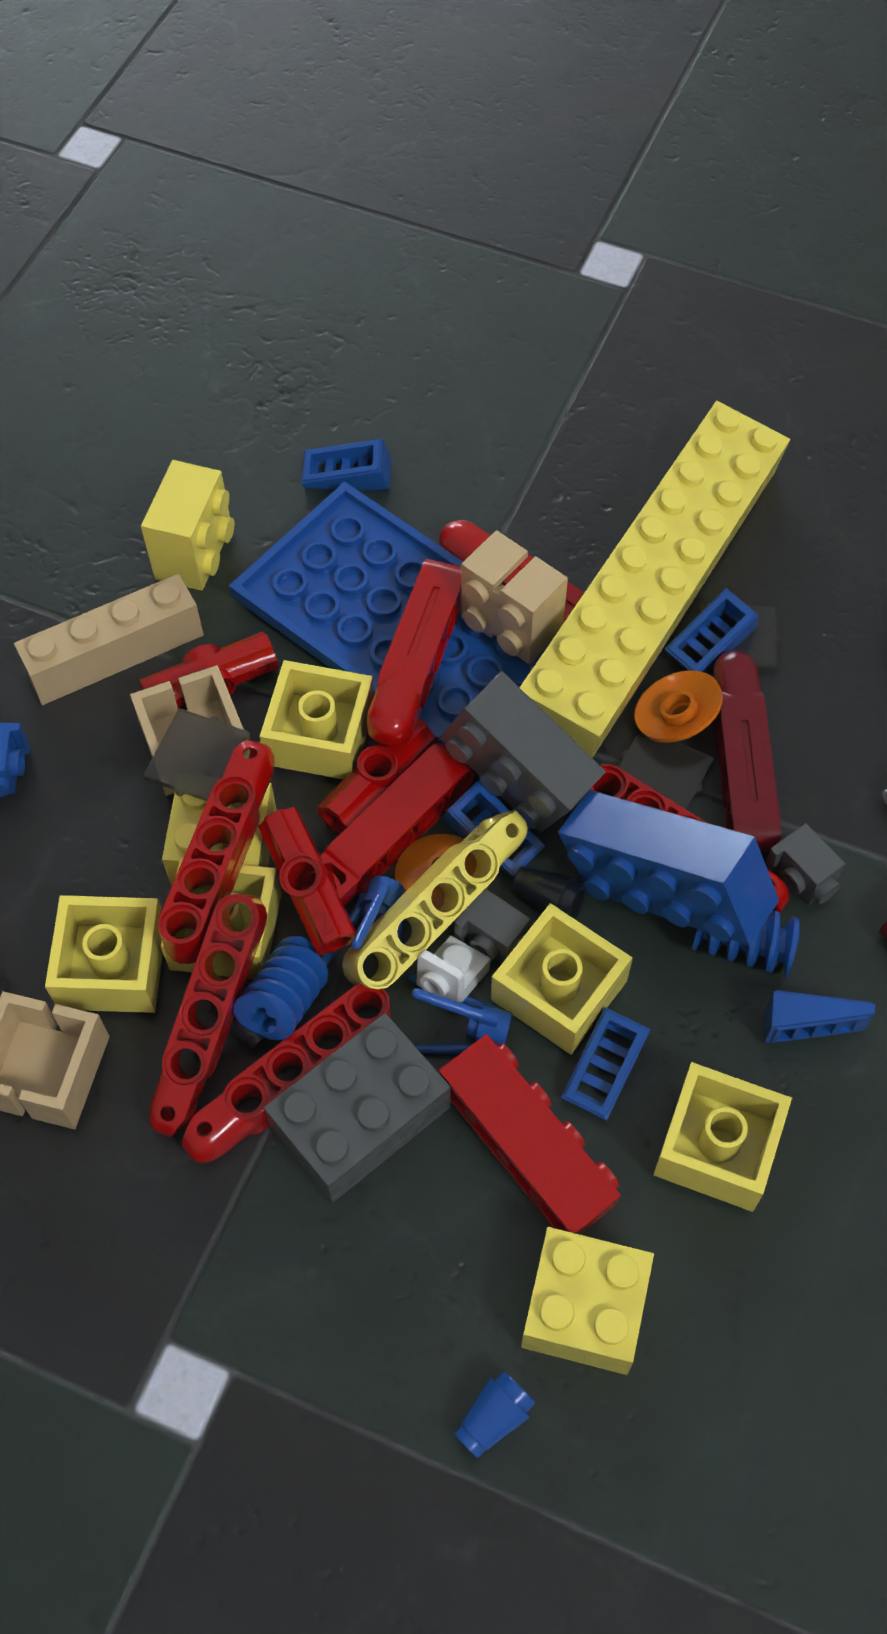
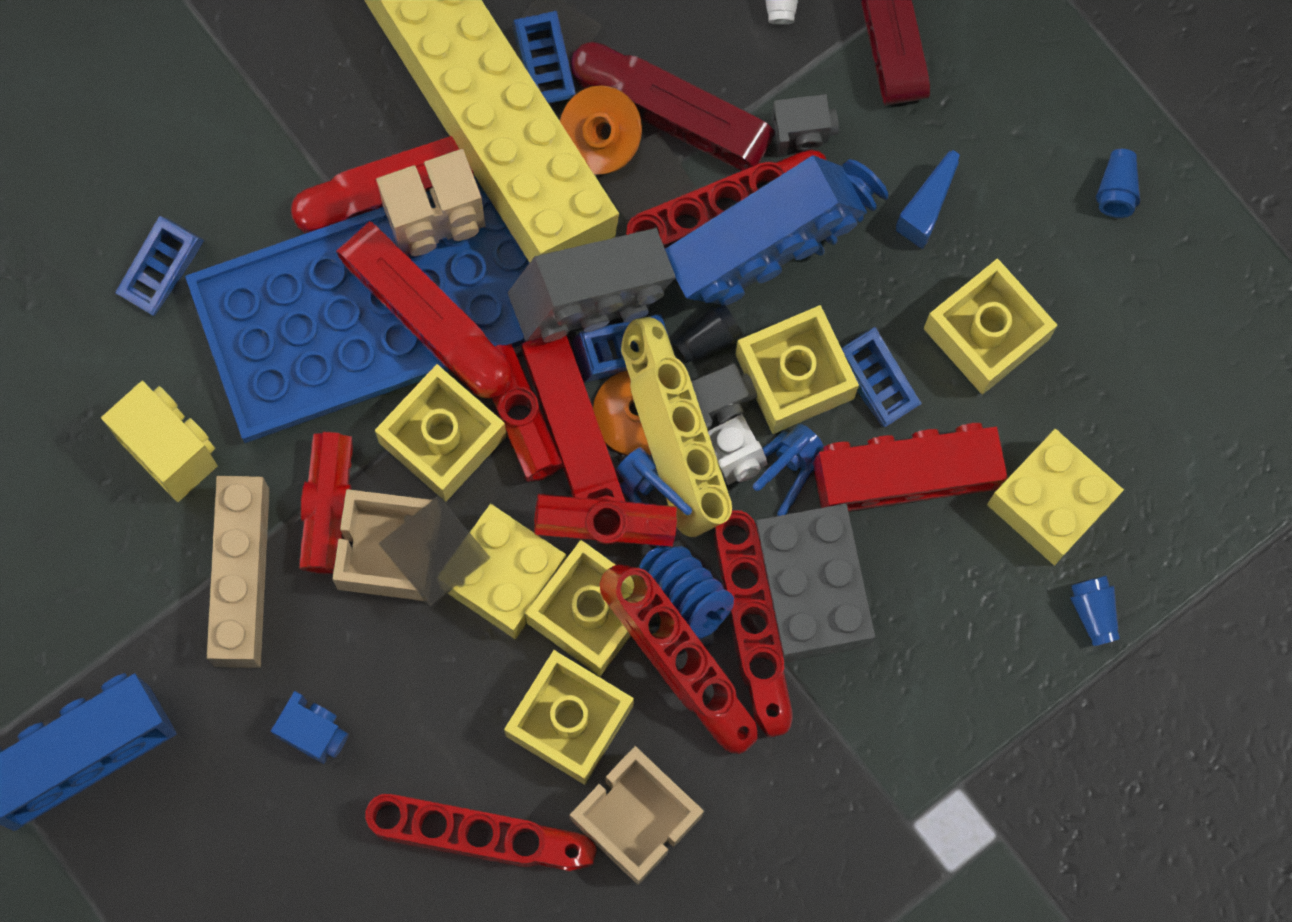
camera: 65 degrees left, 15 degrees up
(242, 782) = (499, 520): red piece -> none

